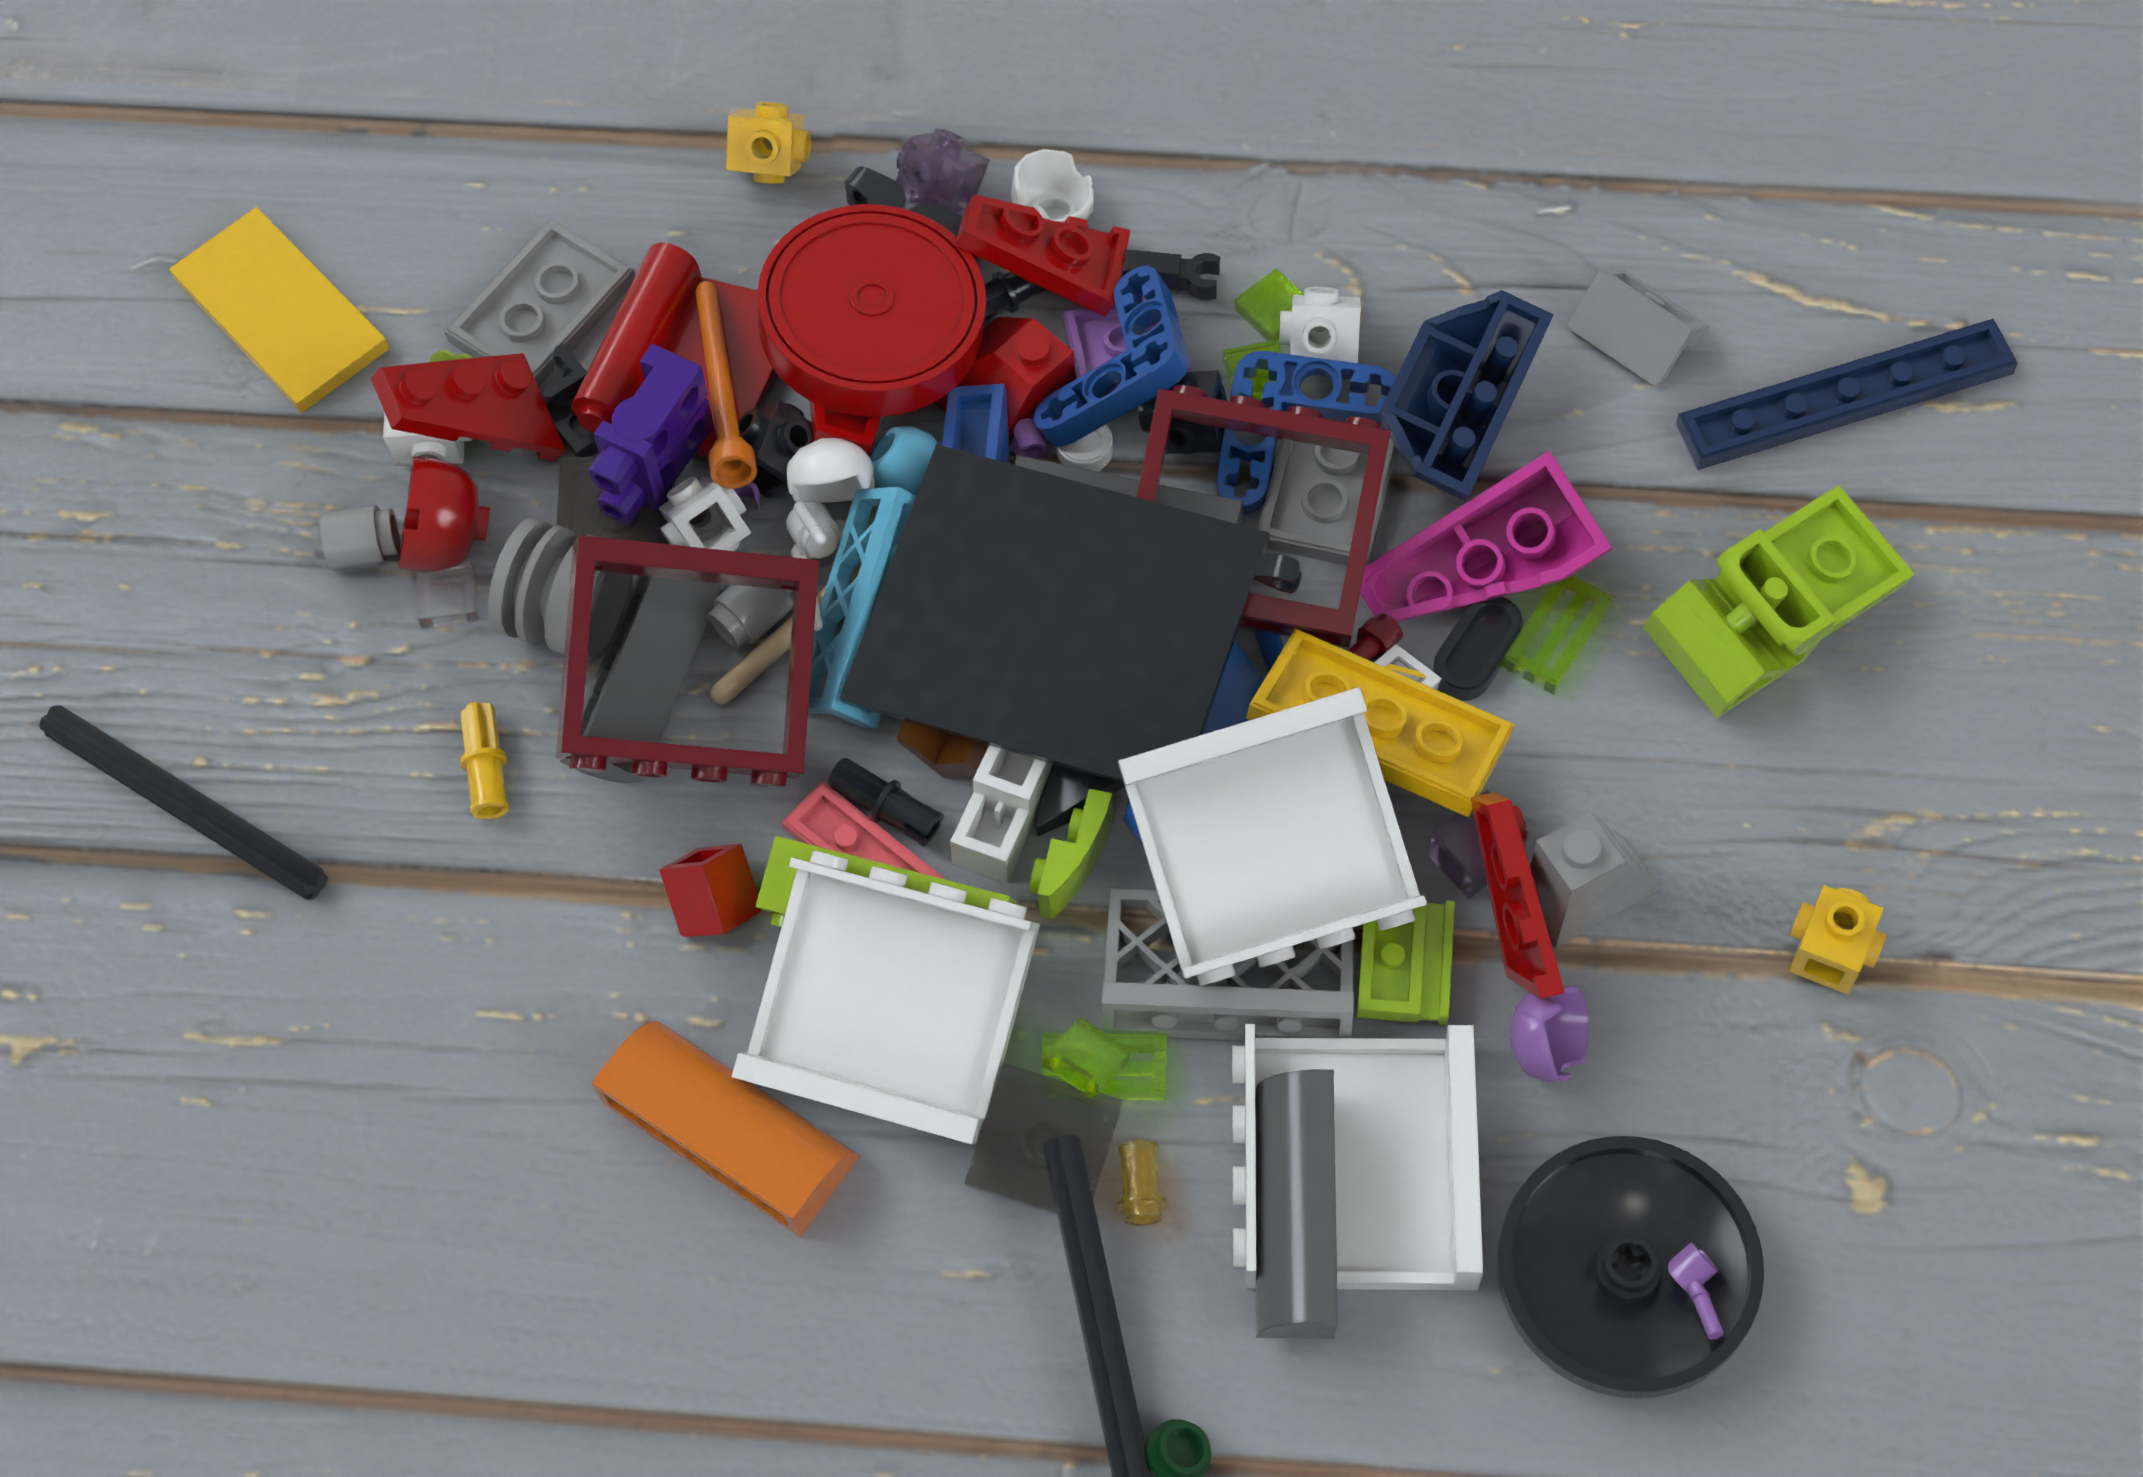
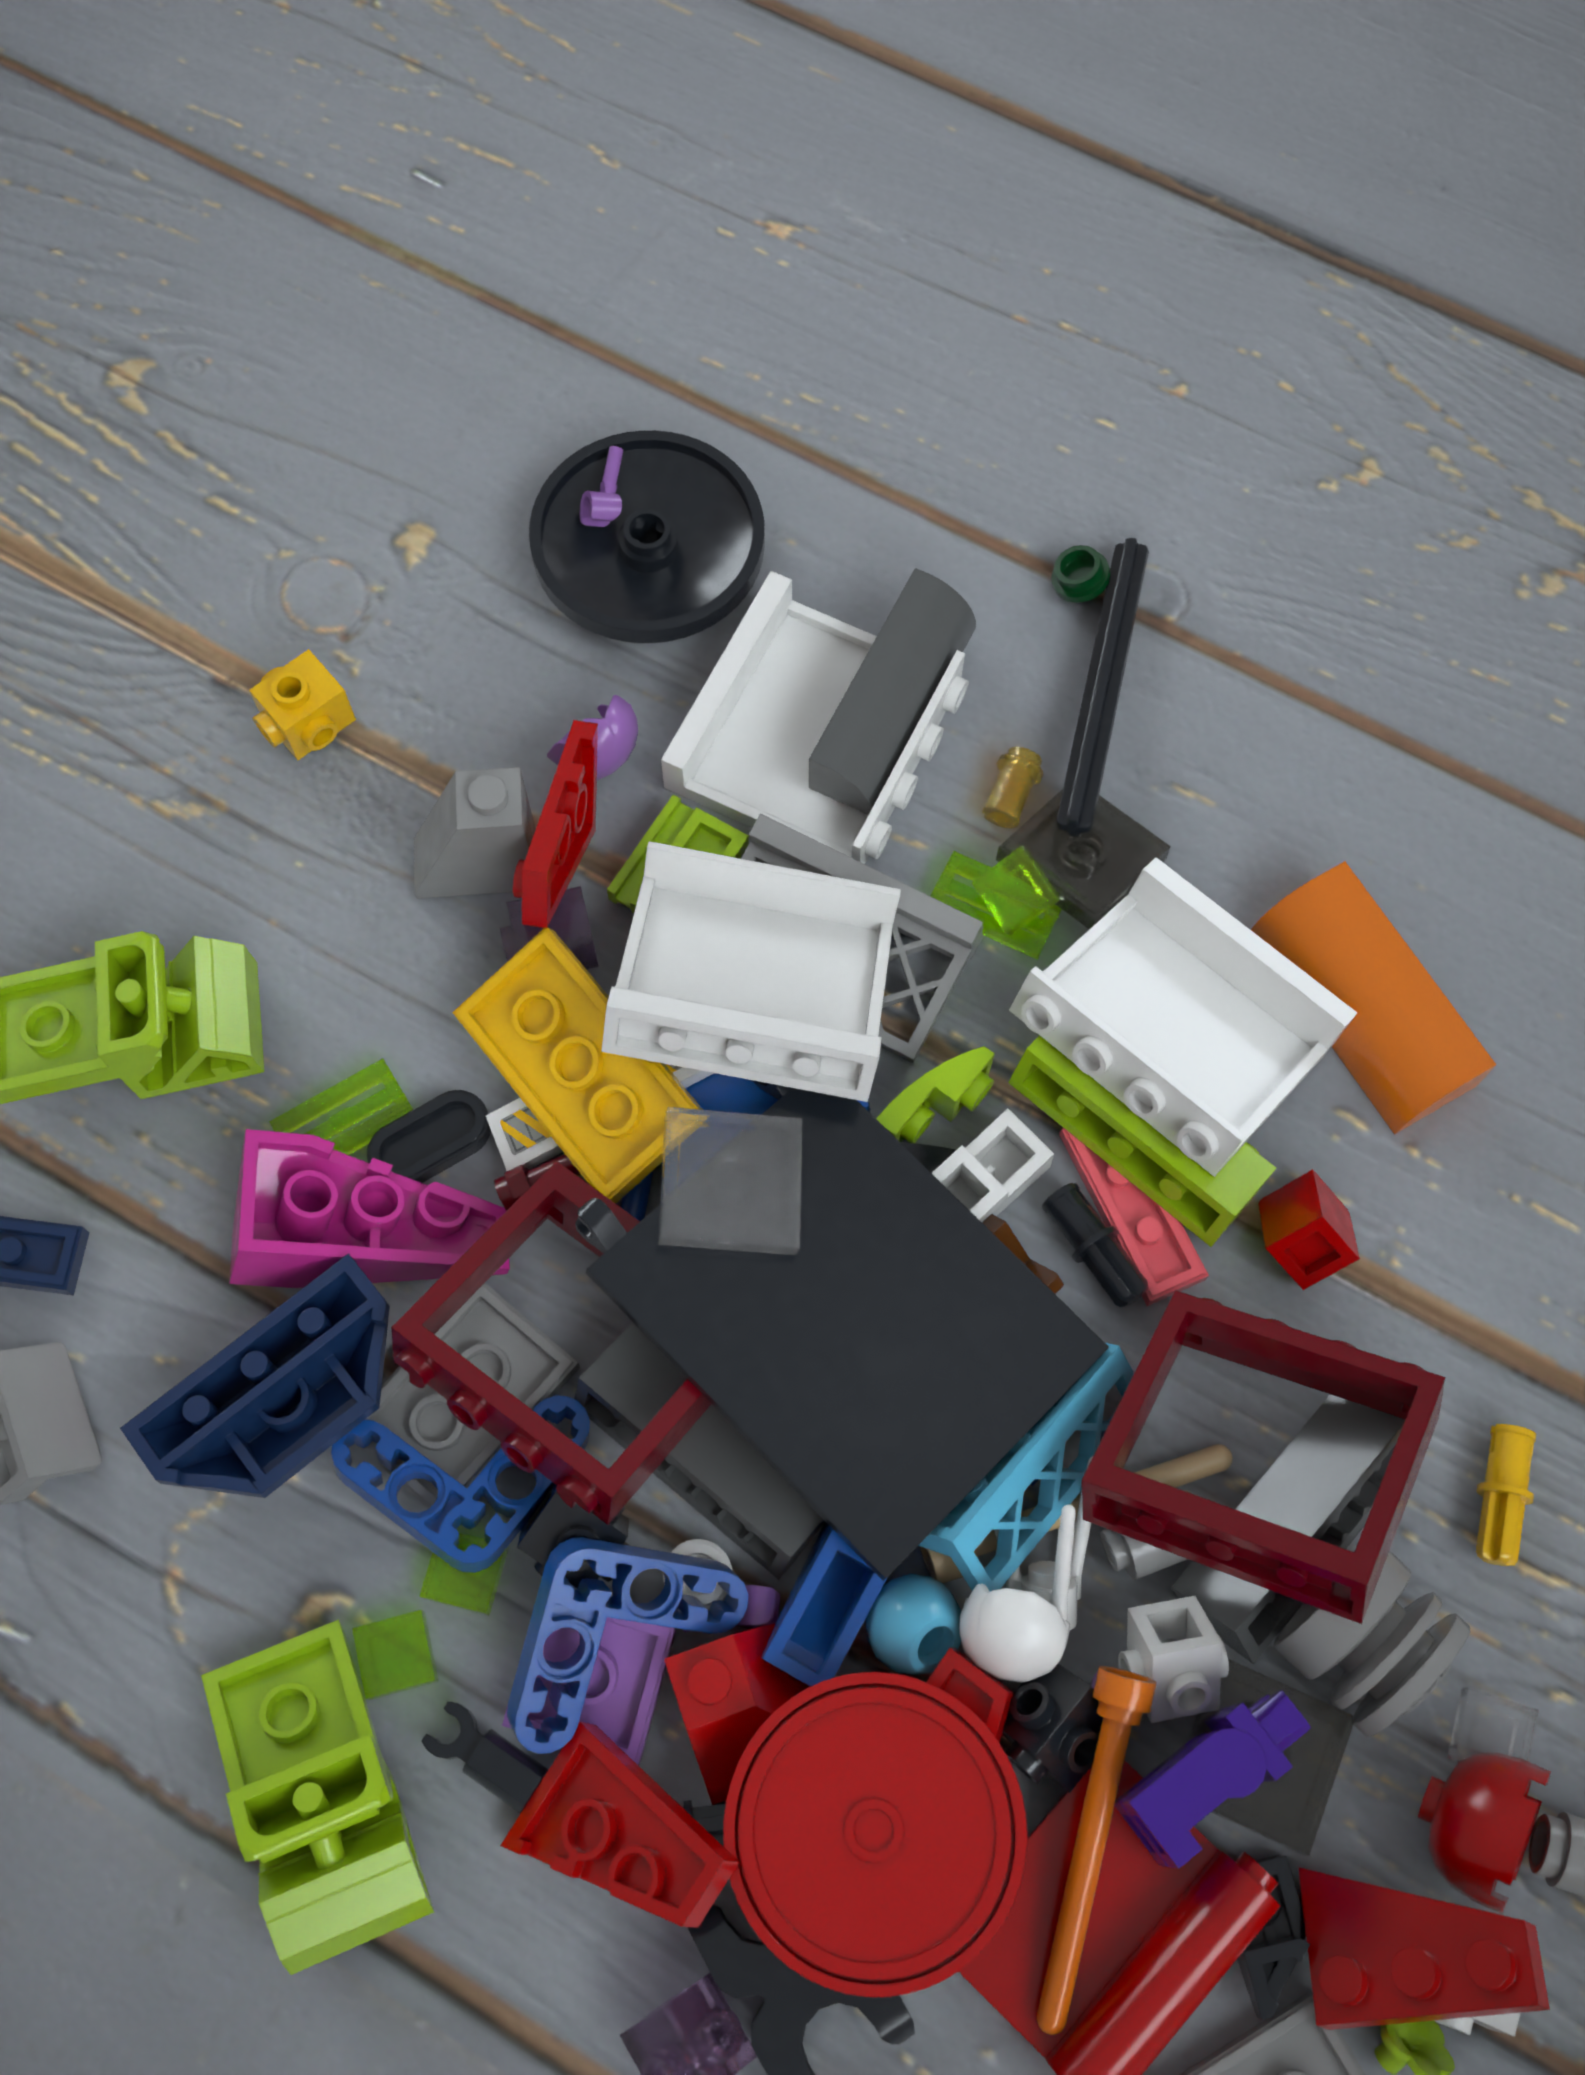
camera: 160 degrees left, 5 degrees up
(1052, 185) = (568, 1940): white hair -> none
(1195, 651) = (731, 1181): none -> clear tile
(1274, 188) = (314, 1798): none -> lime piece
(1322, 308) = (366, 1569): white brick -> none

